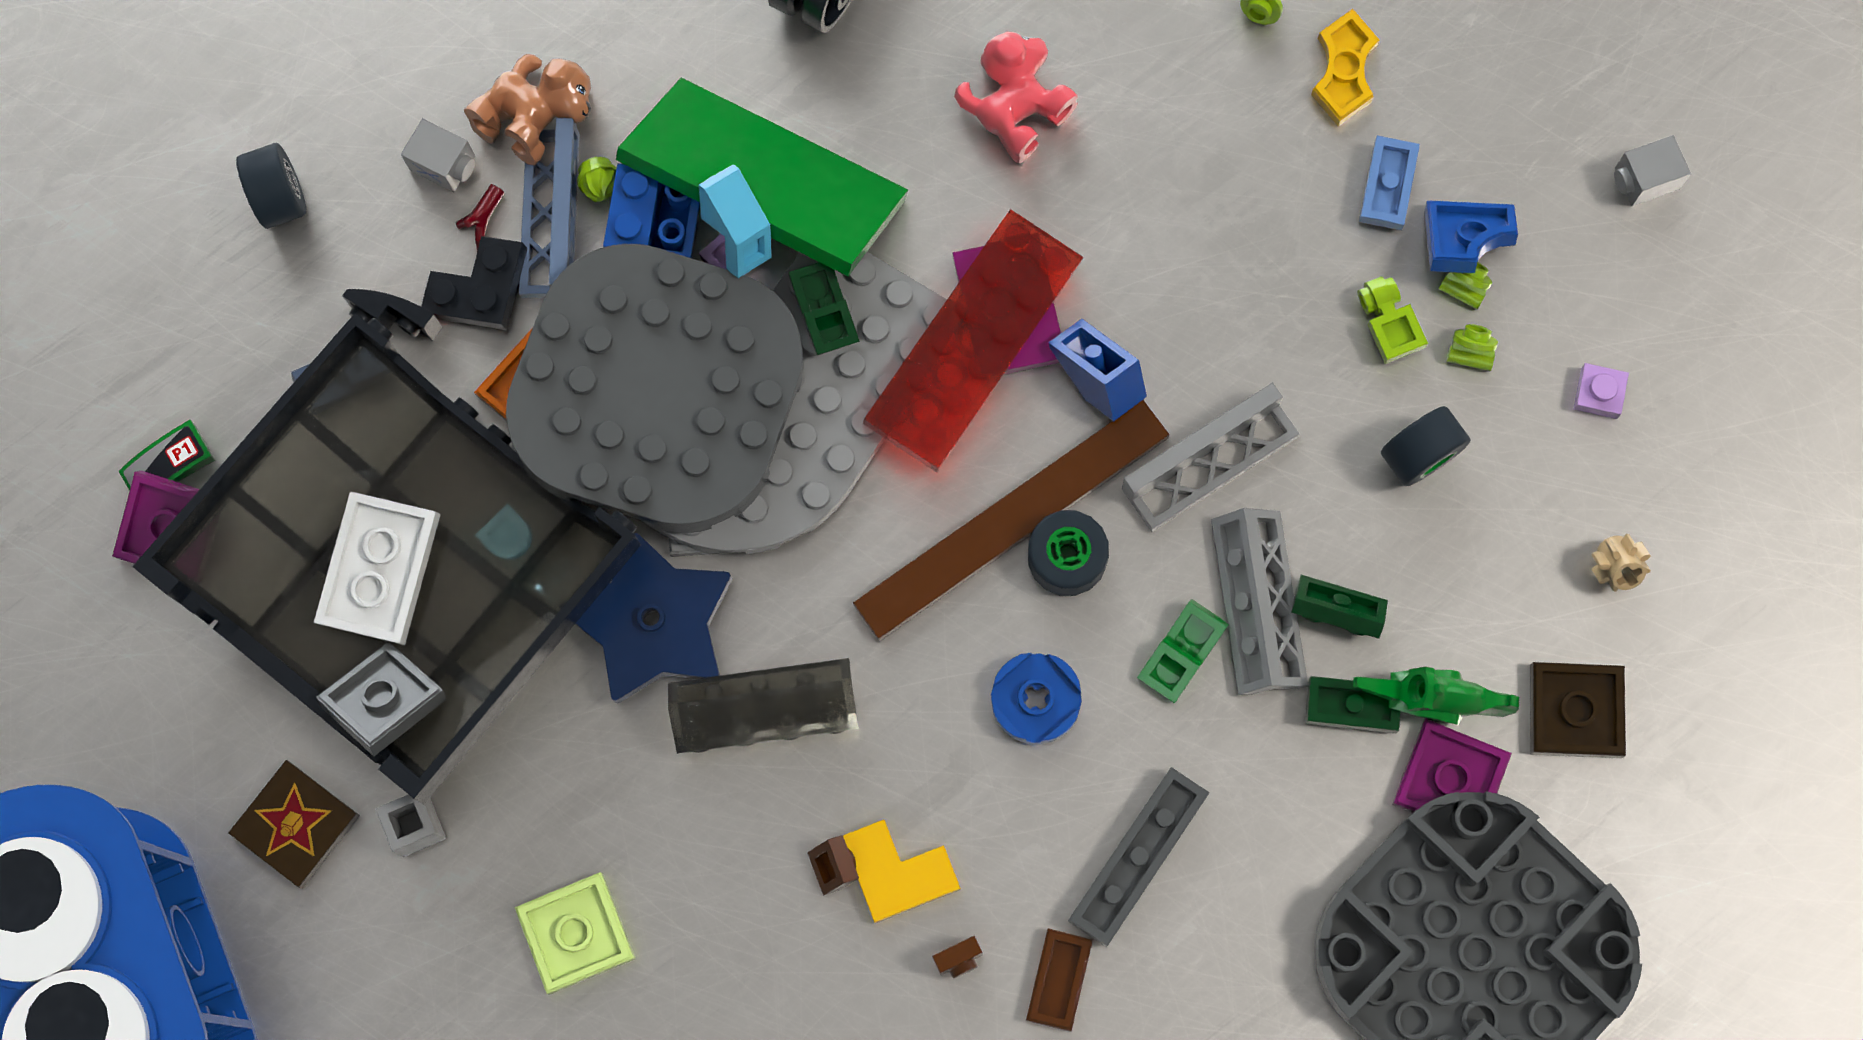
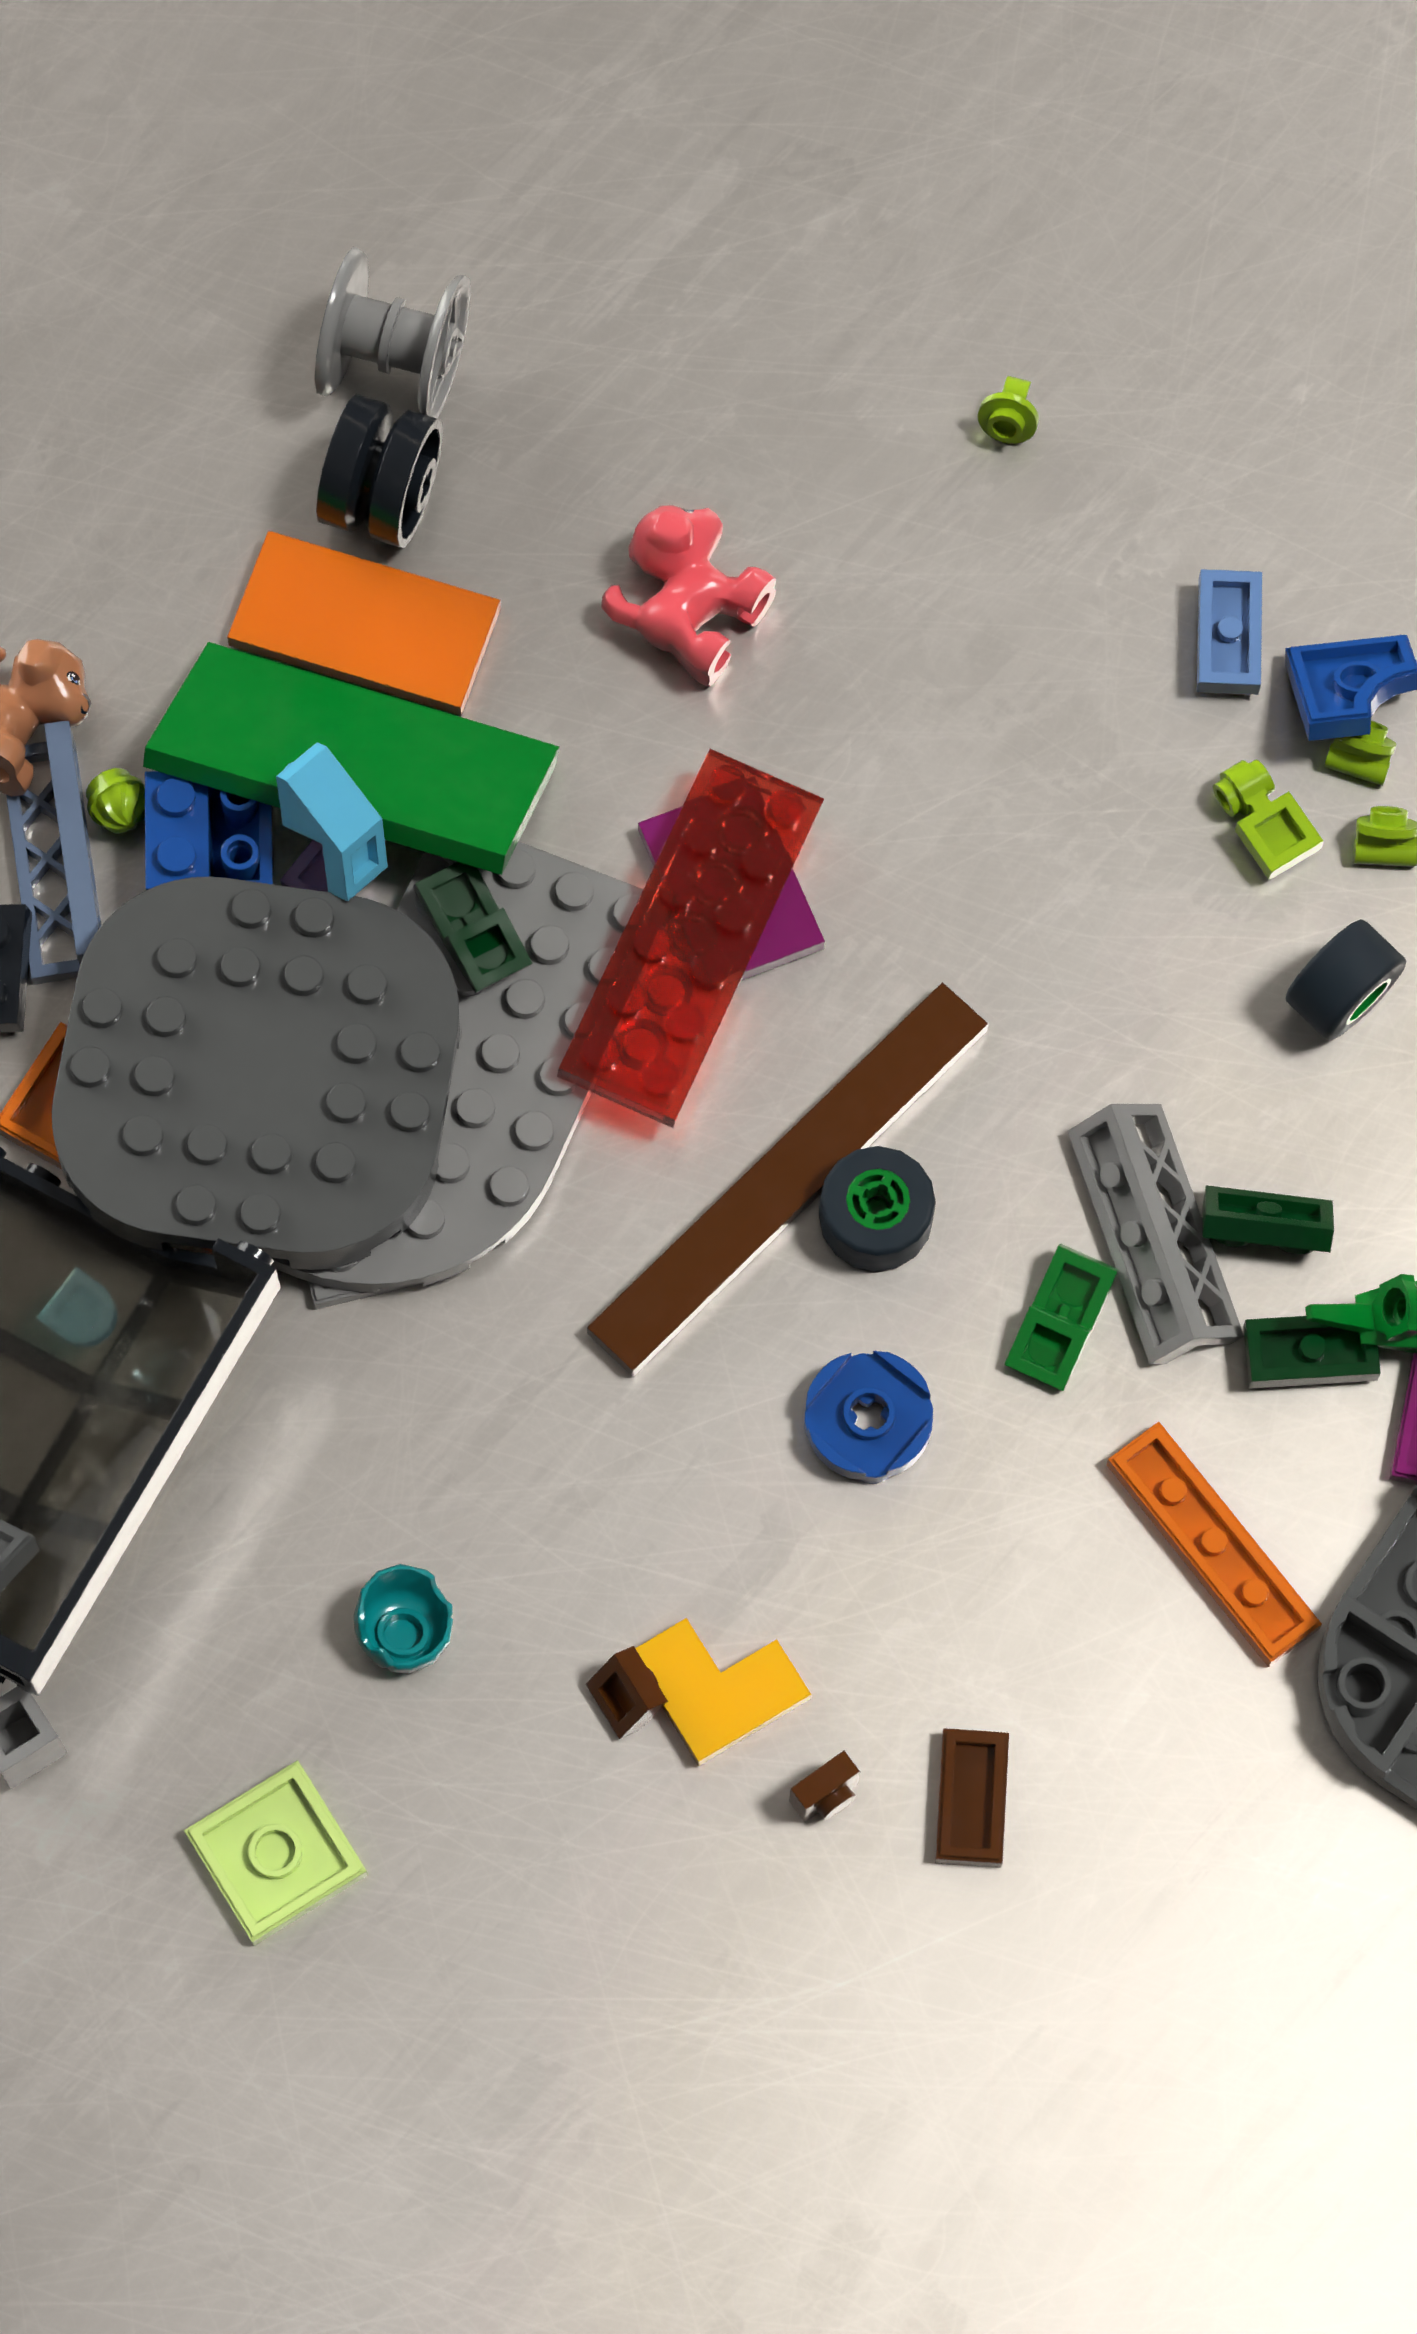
camera: 15 degrees left, 5 degrees down
(673, 646) = (344, 1429): dark blue plate -> none
(688, 787) = (403, 1619): none -> teal hair
(762, 706) = (489, 1488): clear smoke brick -> none
(790, 80) = (364, 623): none -> orange tile
(1100, 369) = (875, 948): blue slope -> none
(1138, 857) = (1052, 1608): dark grey plate -> none
(1200, 444) = (1037, 1026): light grey fence -> none
(1260, 830) = (1213, 1544): none -> orange tile
(1344, 86) = (1142, 510): yellow tile -> none

